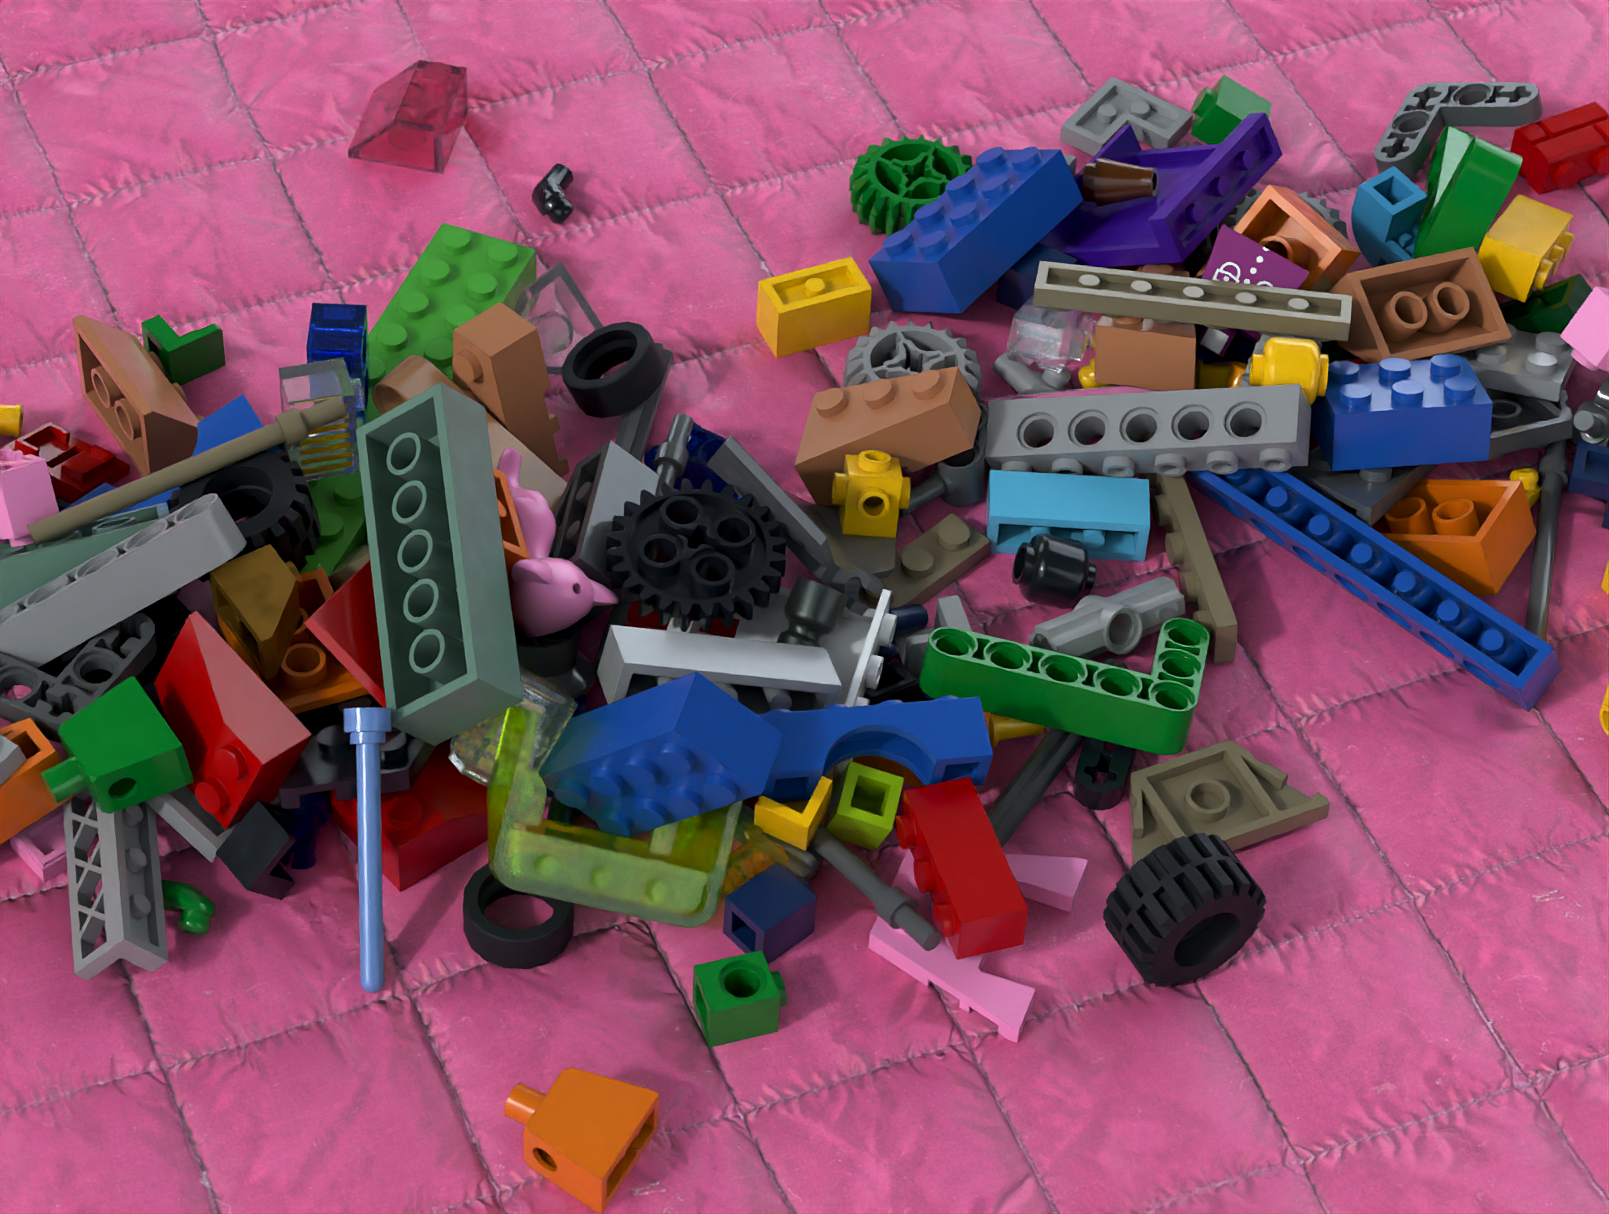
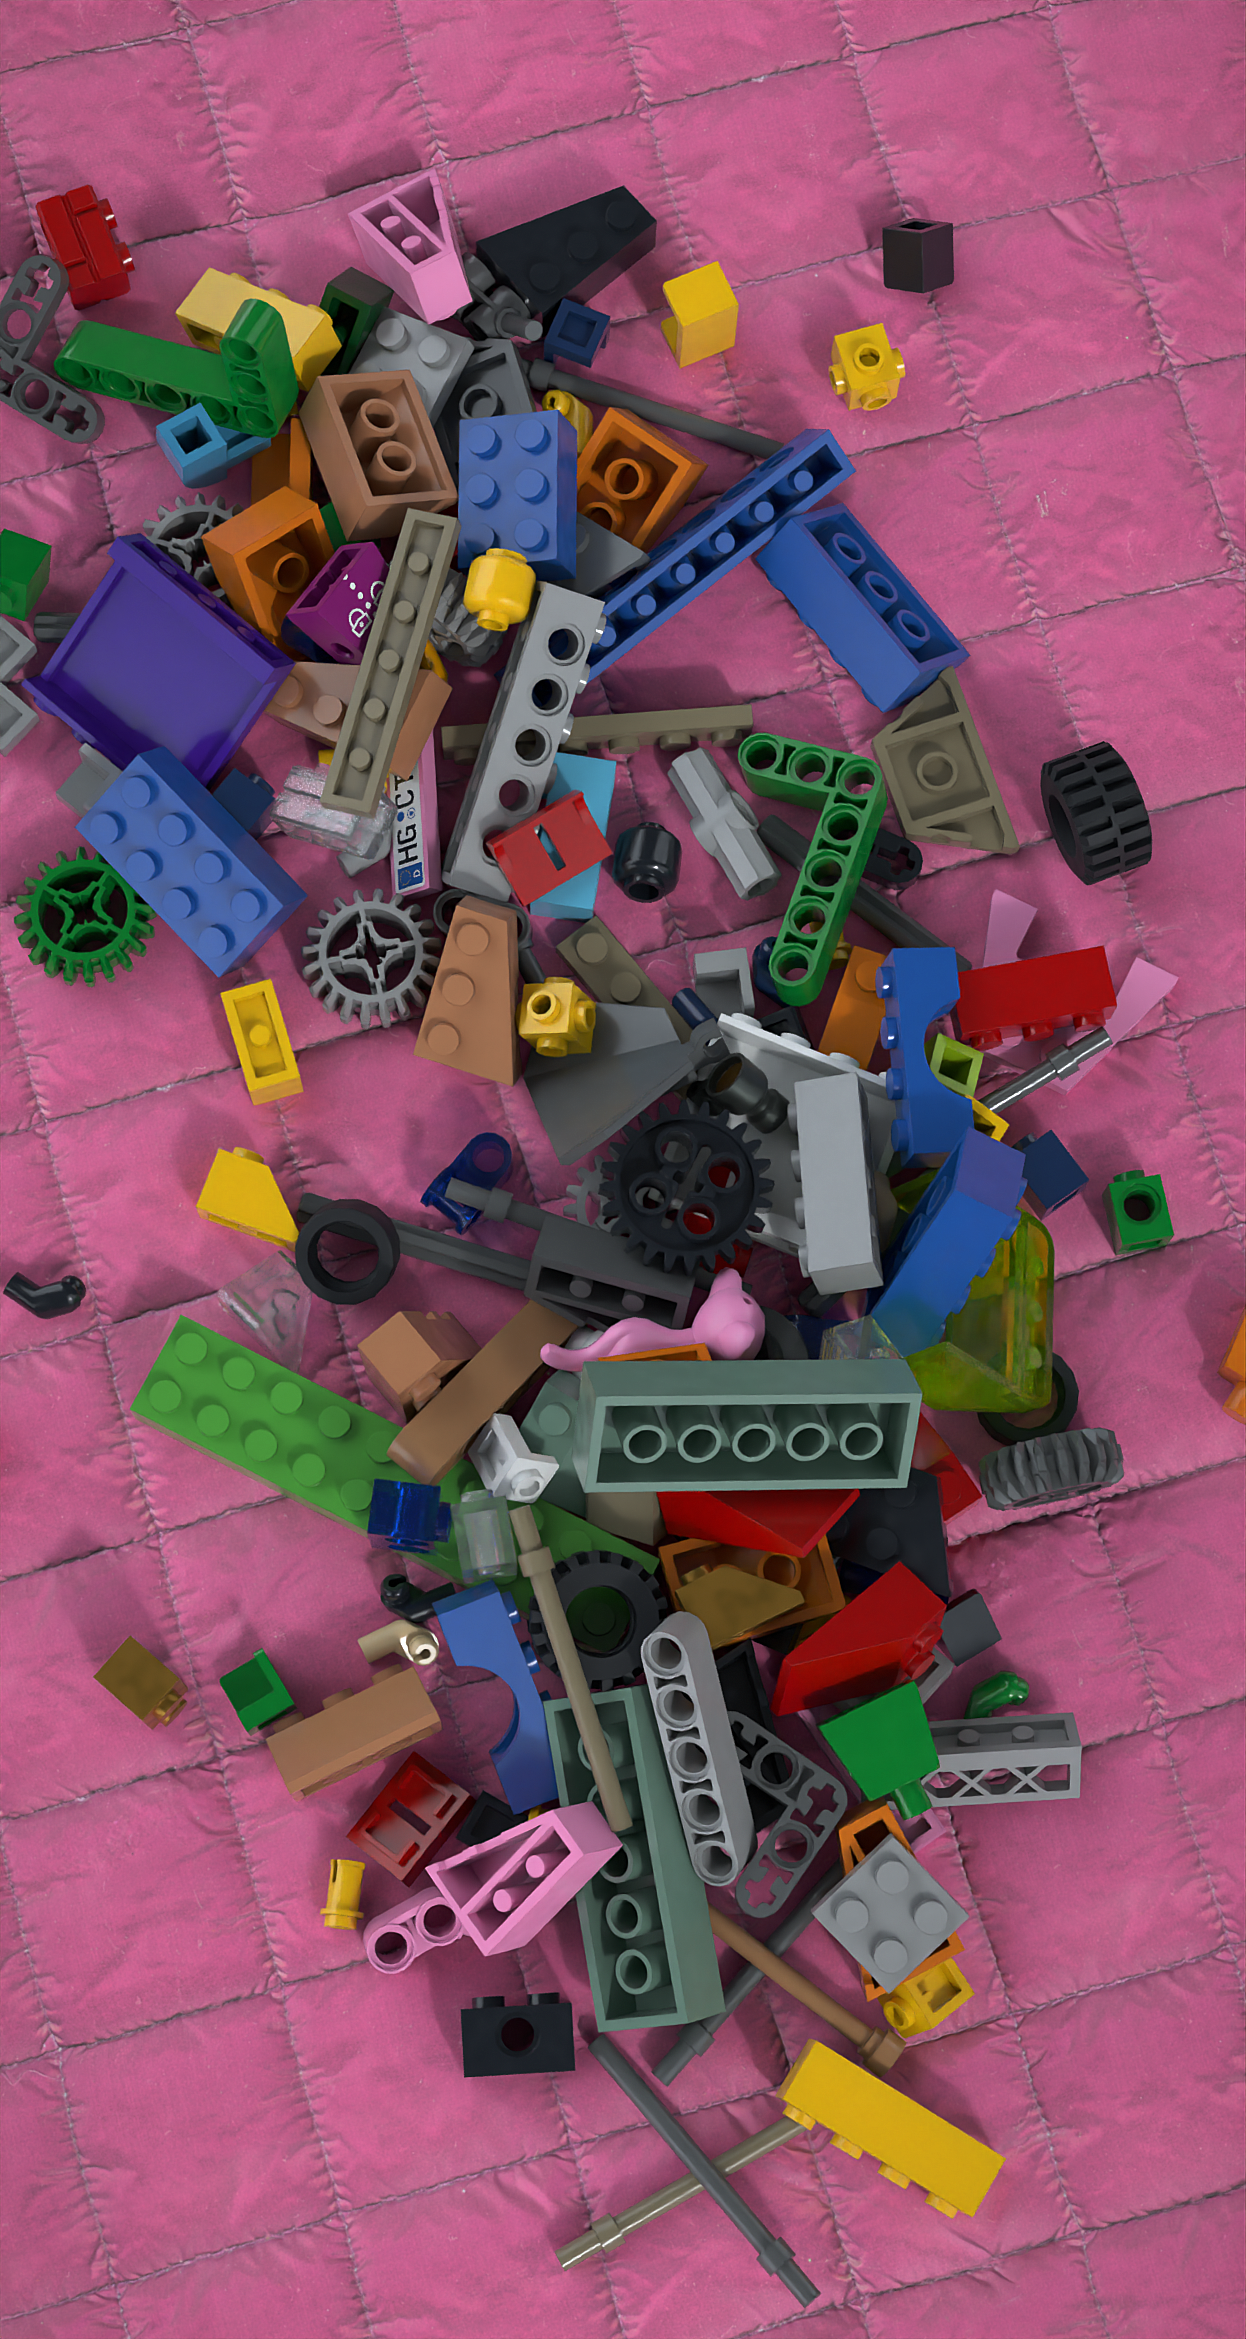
camera: 85 degrees left, 30 degrees up
(186, 252) = (143, 1684): none -> pearl gold brick
(367, 732) = (916, 1506): medium blue piece -> none
(432, 907) = (1051, 1469): none -> dark grey gear
(666, 302) = (246, 1198): none -> yellow slope
(1026, 445) = (570, 832): none -> red piece
(1117, 182) = (123, 707): reddish brown cone -> none
(1381, 727) = (860, 606): none -> blue slope

